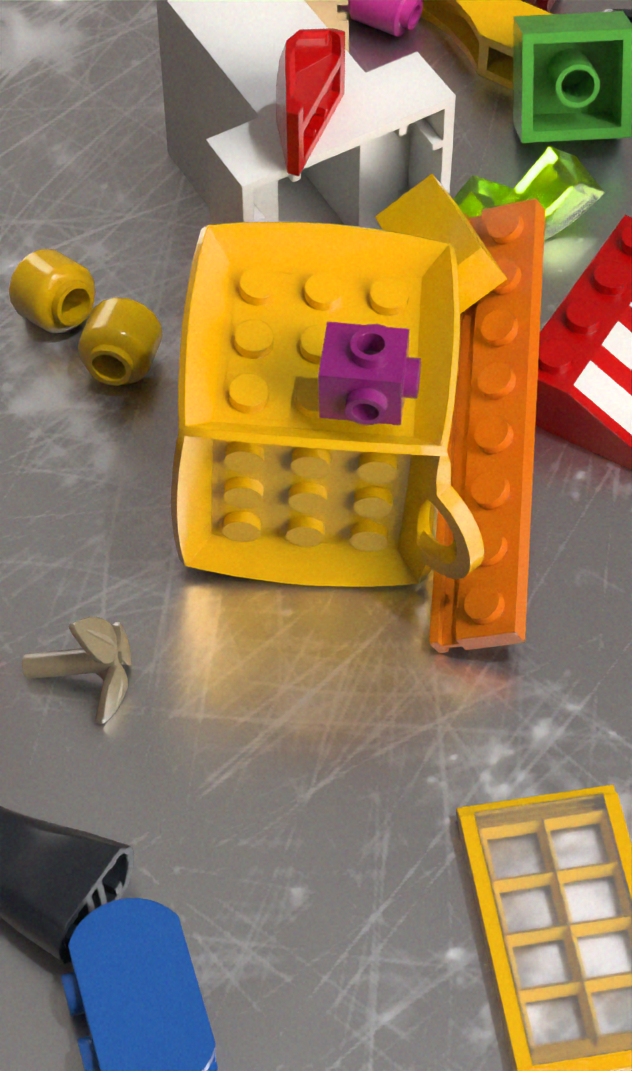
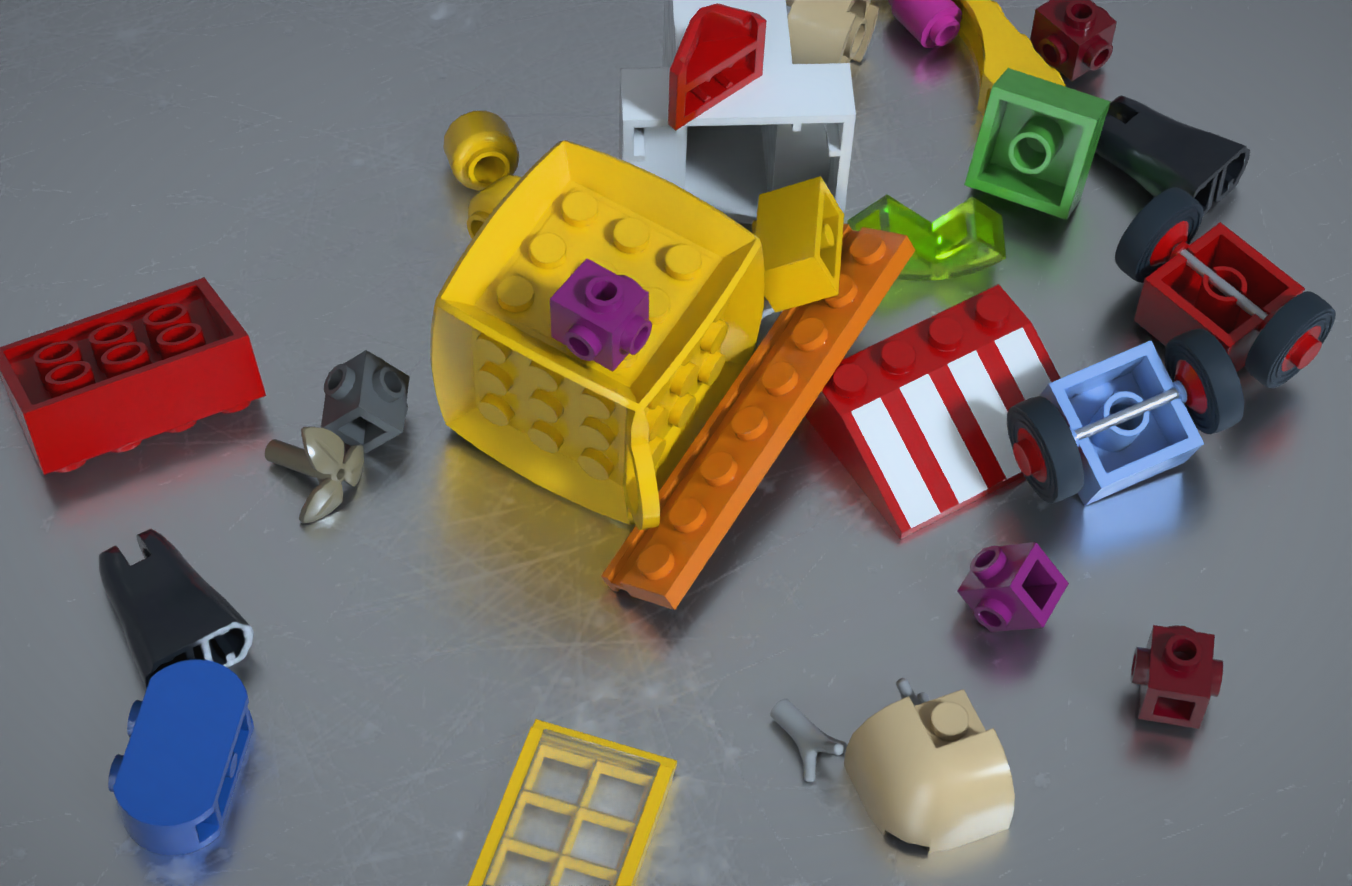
camera: 25 degrees right, 0 degrees up
(99, 574) = (365, 401): none -> dark grey brick

